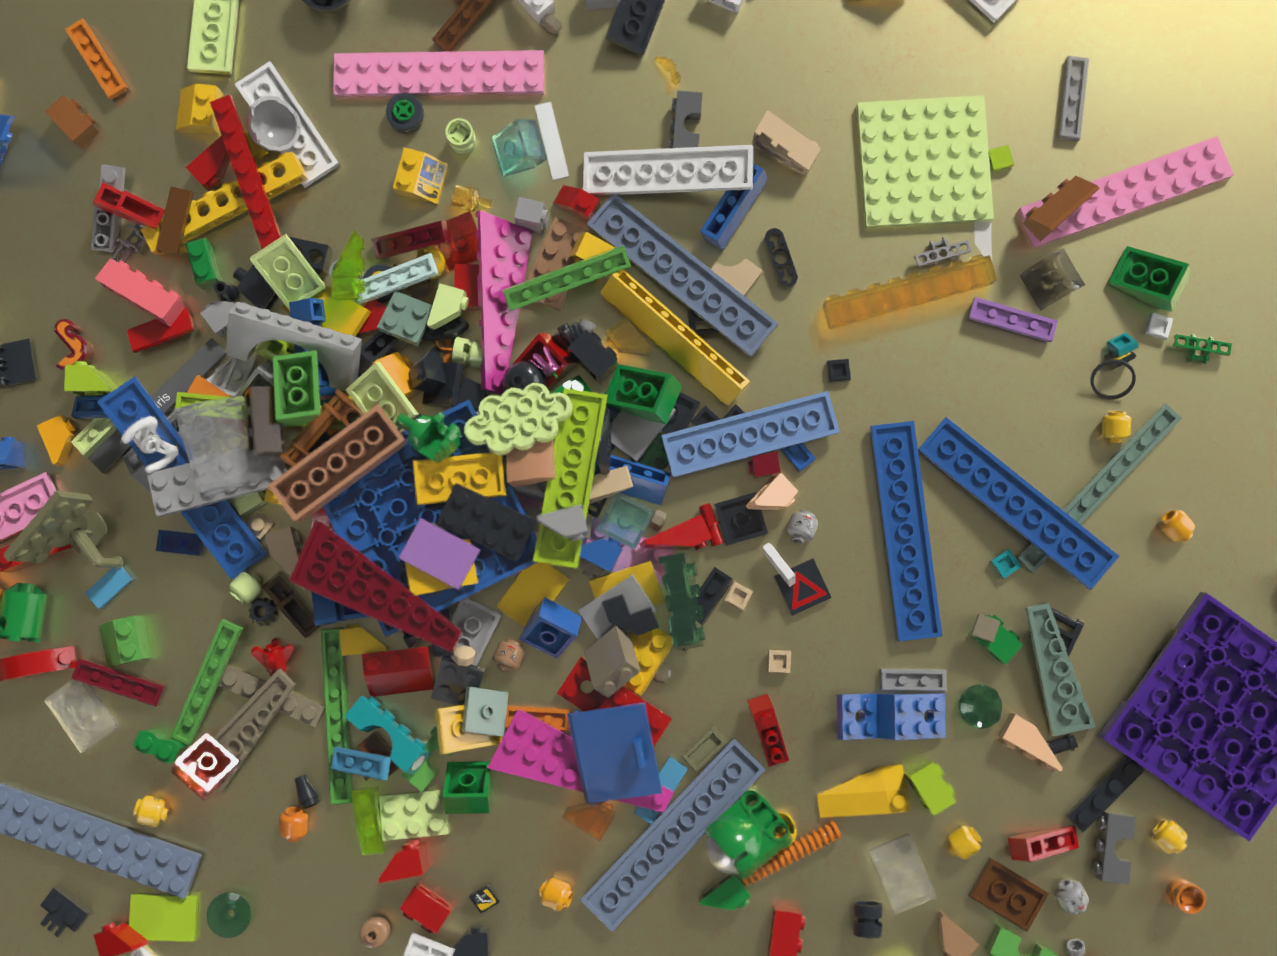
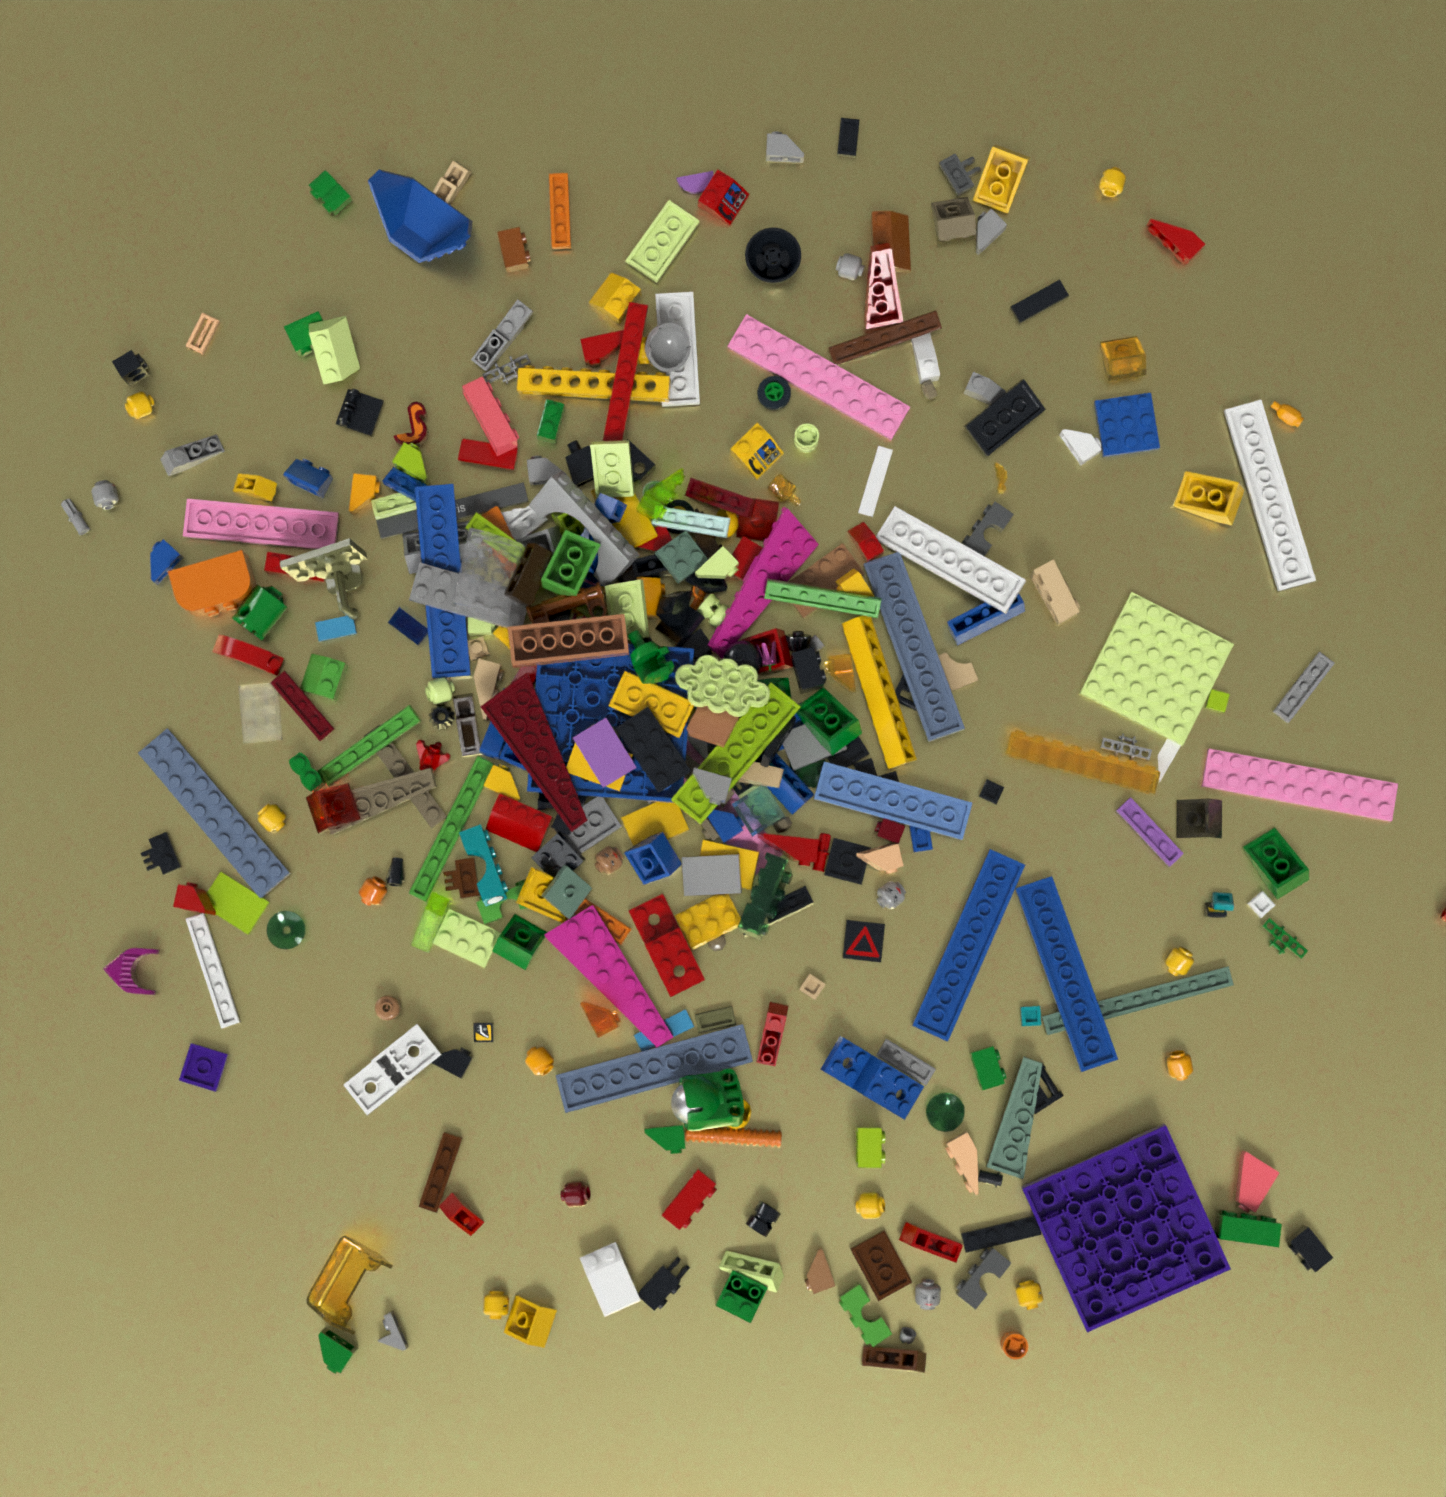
camera: 25 degrees right, 0 degrees up
(128, 206) = (520, 345): red slope -> none
(148, 441) = (436, 538): white piece -> none
(174, 220) = (549, 377): reddish brown tile -> none
(225, 291) = (555, 457): black cone -> none
(360, 763) = (451, 874): dark azure tile -> none
(407, 862) = (442, 968): red slope -> none
(426, 908) = (436, 1013): red brick -> none
(464, 655) = (576, 840): tan tile -> none
(518, 147) = (846, 472): clear light blue slope -> none
(531, 215) = (824, 533): light grey brick -> none
(612, 661) = (685, 910): dark tan brick -> none
(615, 753) = (646, 980): blue container -> none
(636, 623) = (720, 892): black tile -> none
(738, 596) = (810, 919): tan tile -> none
(779, 564) = (855, 913): white tile -> none
(780, 242) = (996, 663): black beam -> none
(872, 793) = (824, 1127): yellow wedge -> none
(902, 873) = (809, 1201): clear plate -> none
(985, 627) = (983, 1053): dark tan tile -> none
(1059, 206) = (1235, 765): dark orange slope -> none
(1117, 361) = (1194, 938): black piece -> none

